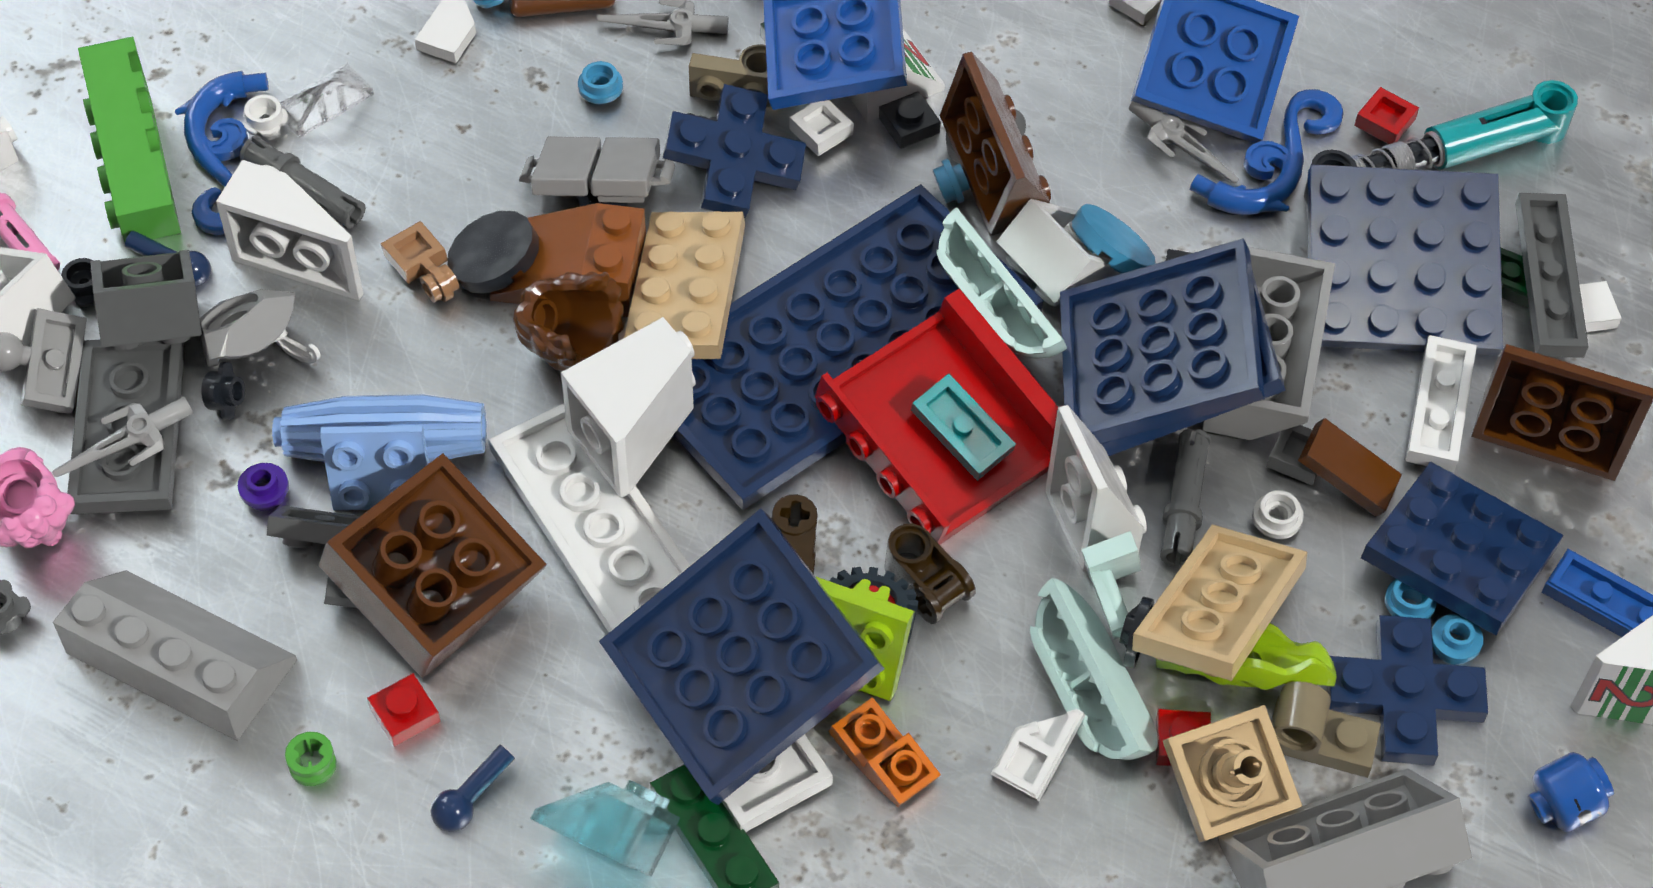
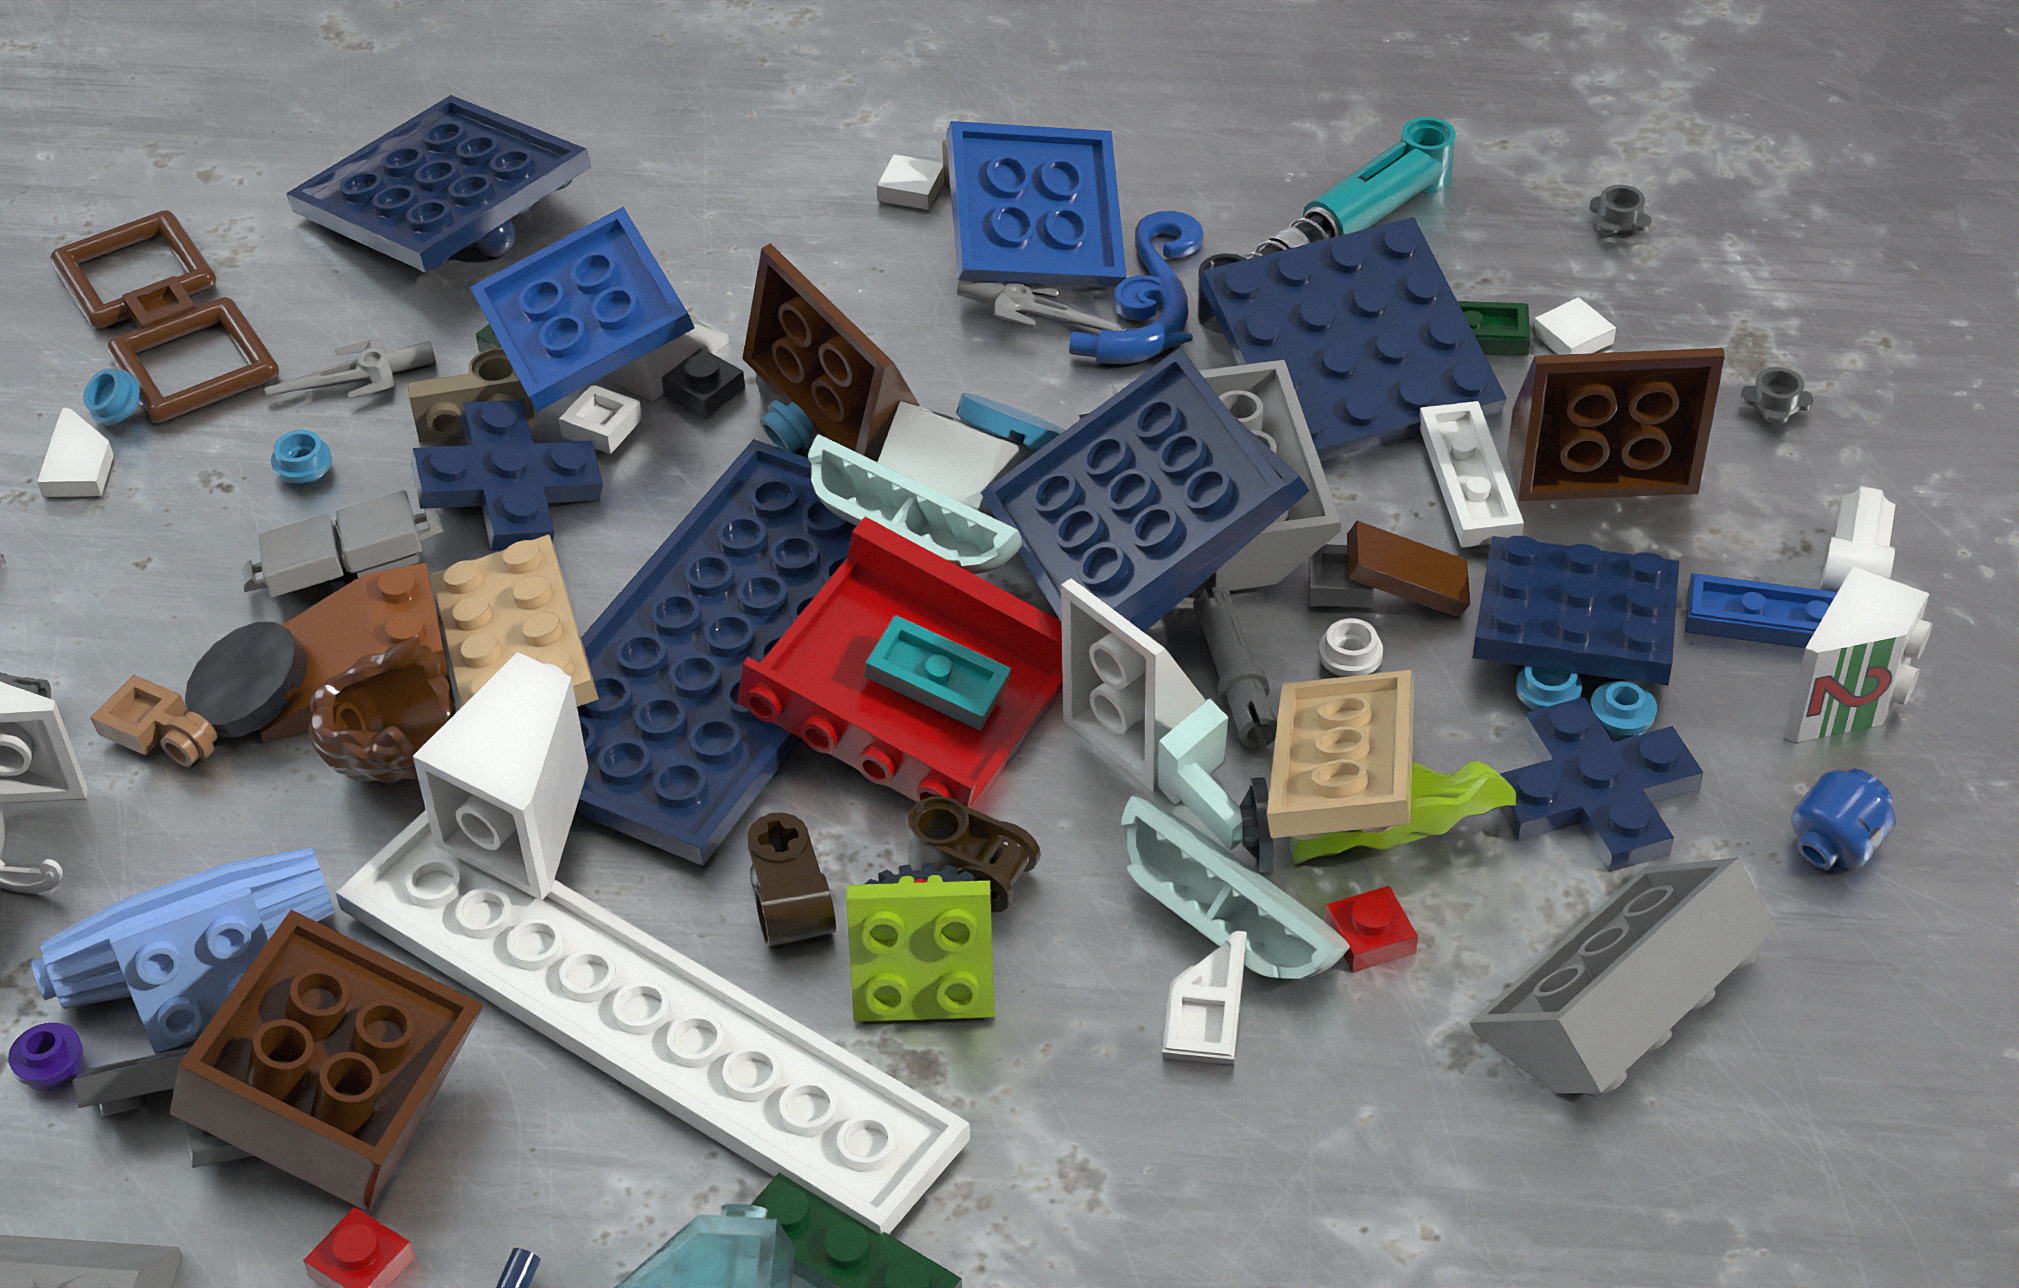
camera: 20 degrees left, 10 degrees down
(740, 656) = (794, 1013): dark blue plate -> none
(882, 754) = (1024, 1084): orange slope -> none
(1232, 773) = (1453, 940): tan plate -> none
(1321, 735) = (1512, 866): dark tan plate -> none
(1386, 116) = (1251, 212): red plate -> none
(1551, 275) = (1512, 293): dark grey plate -> none

